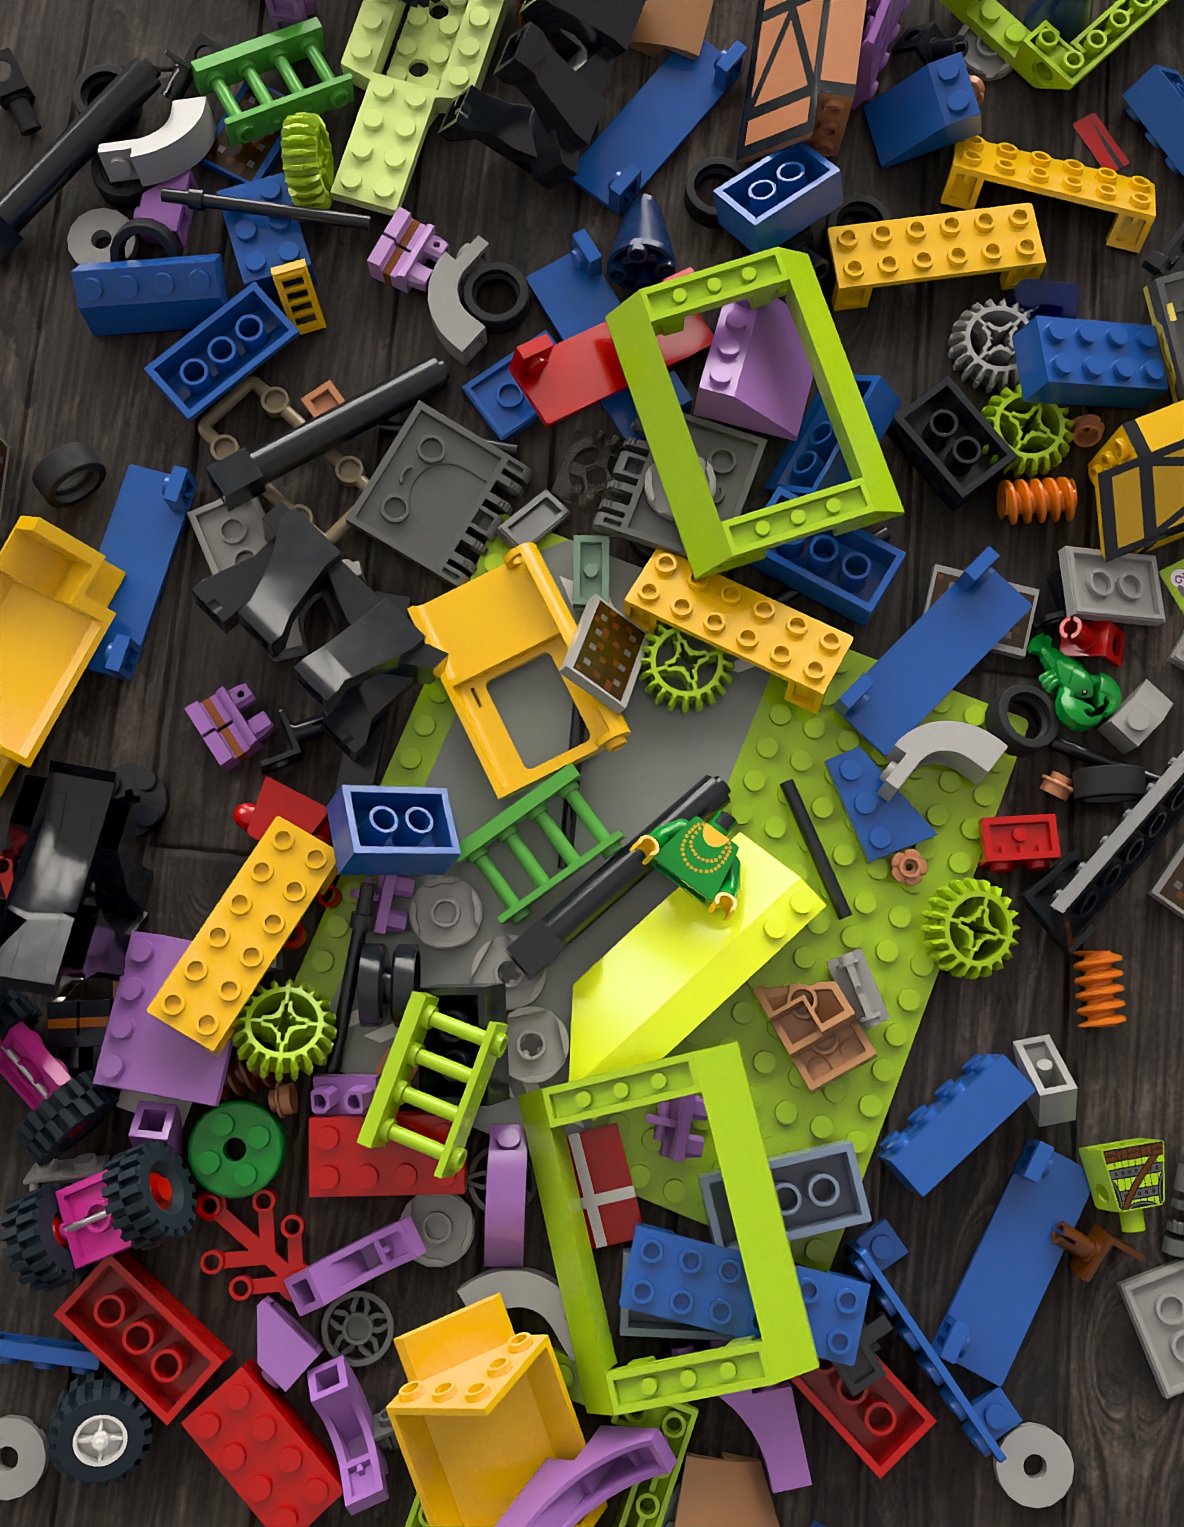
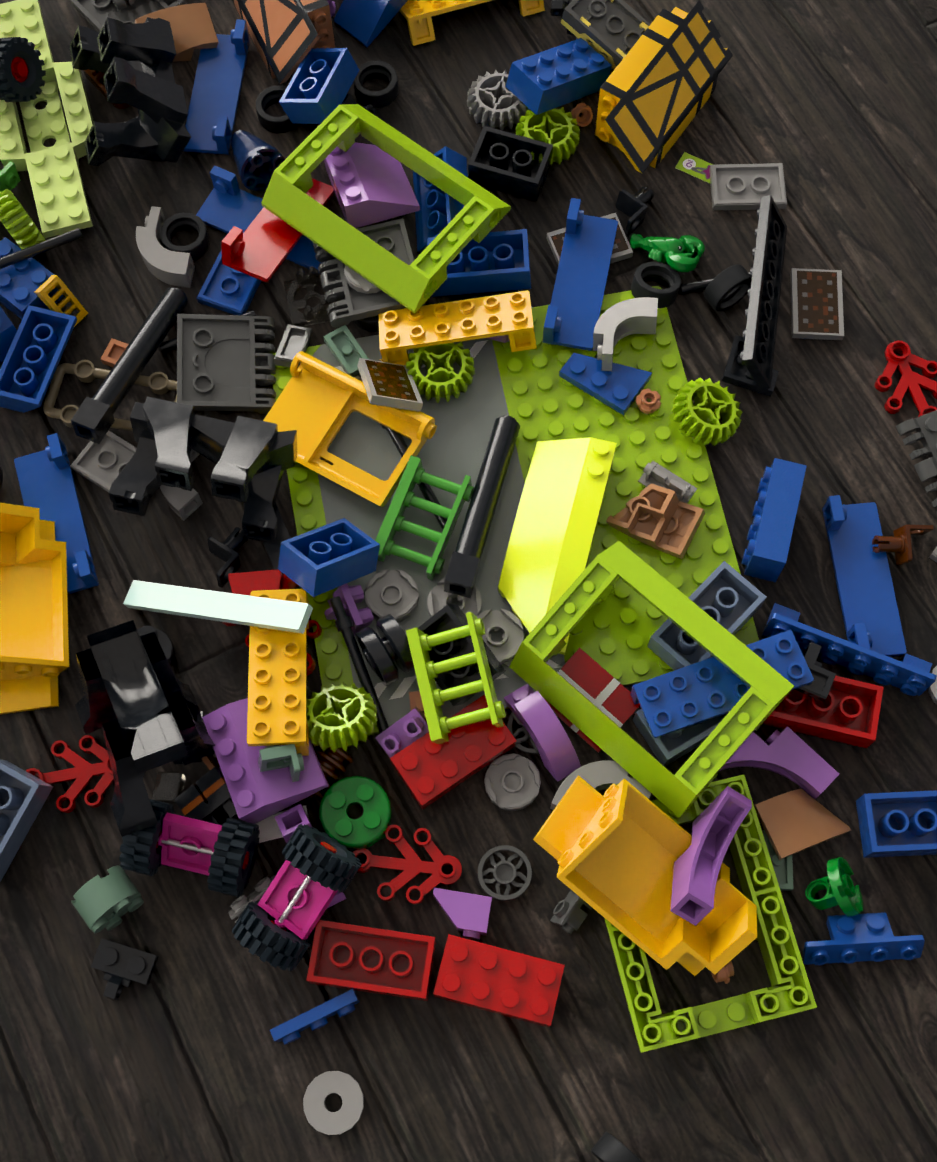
camera: 30 degrees left, 10 degrees down
(99, 1430) = (383, 1034): black wheel -> none
(176, 1043) = (278, 757): none -> sand green bracket
(226, 727) = (181, 570): medium lavender hips -> none
(231, 812) = (219, 606): none -> light aqua tile
(283, 1099) = (364, 767): nougat plate -> none
(350, 1425) = (542, 931): medium lavender arch -> none
(354, 1265) = (479, 828): medium lavender arch -> none
(404, 251) = (109, 243): lavender hips -> none
(674, 1124) = (614, 624): medium lavender hips -> none
(697, 859) = (524, 460): green torso -> none
(816, 849) = (587, 423): black bar -> none
(934, 249) = (428, 67): yellow bracket -> none
(1019, 842) = (701, 351): red bracket -> none
(1037, 498) = (580, 165): orange piece -> none
(1046, 298) = (503, 59): clear blue leg -> none
(1055, 1089) = (820, 469): light grey slope -> none
(1057, 785) = (700, 308): nougat plate -> none
(1092, 639) = (663, 220): red bracket -> none
(1099, 988) = (801, 401): orange piece -> none
(1113, 590) = (656, 187): light grey tile -> none
(1126, 1178) = (891, 491): torso -> none
(1136, 717) = (717, 249): light grey slope -> none

